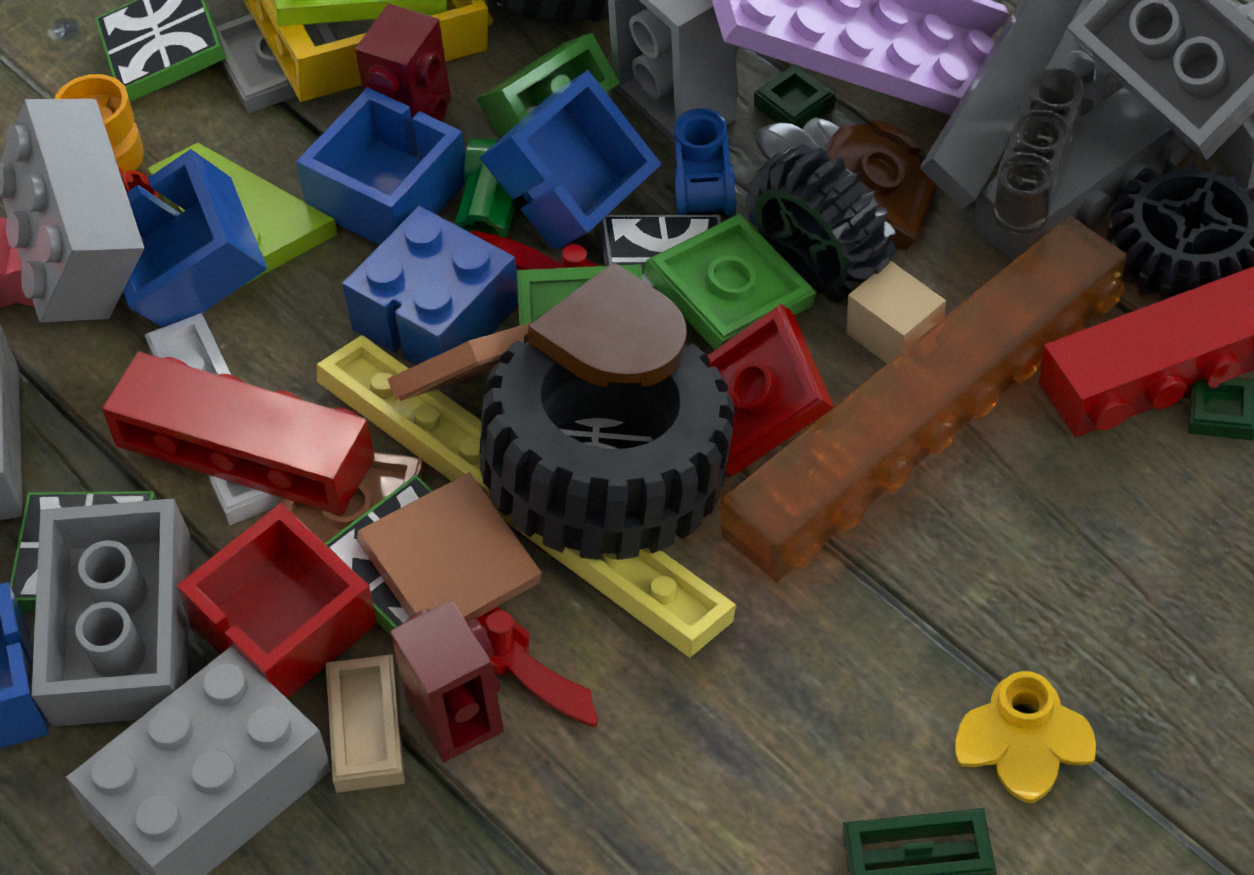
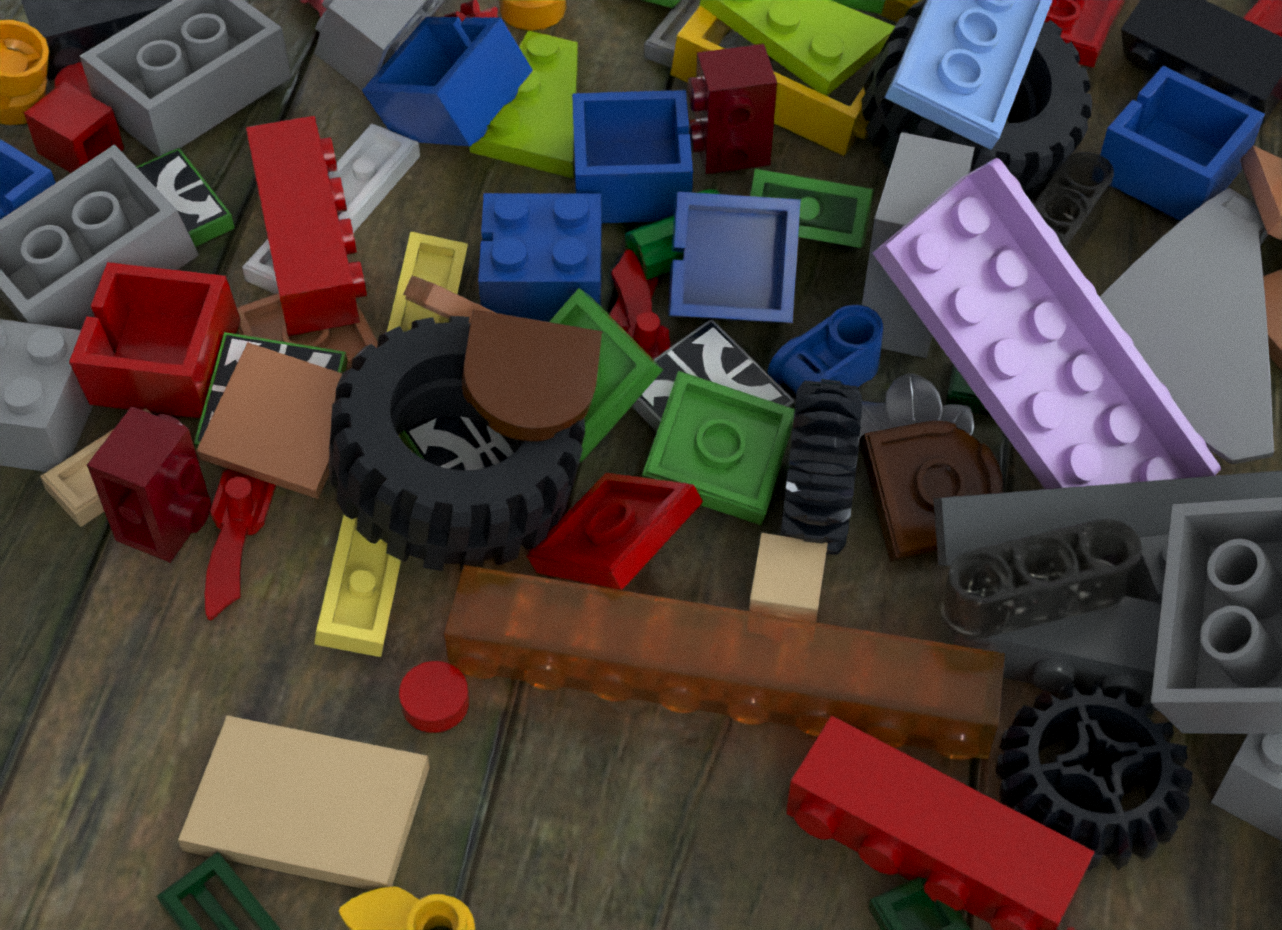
camera: 50 degrees right, 0 degrees up
(804, 601) = (434, 696): none -> red tile
(837, 742) = (305, 804): none -> tan tile

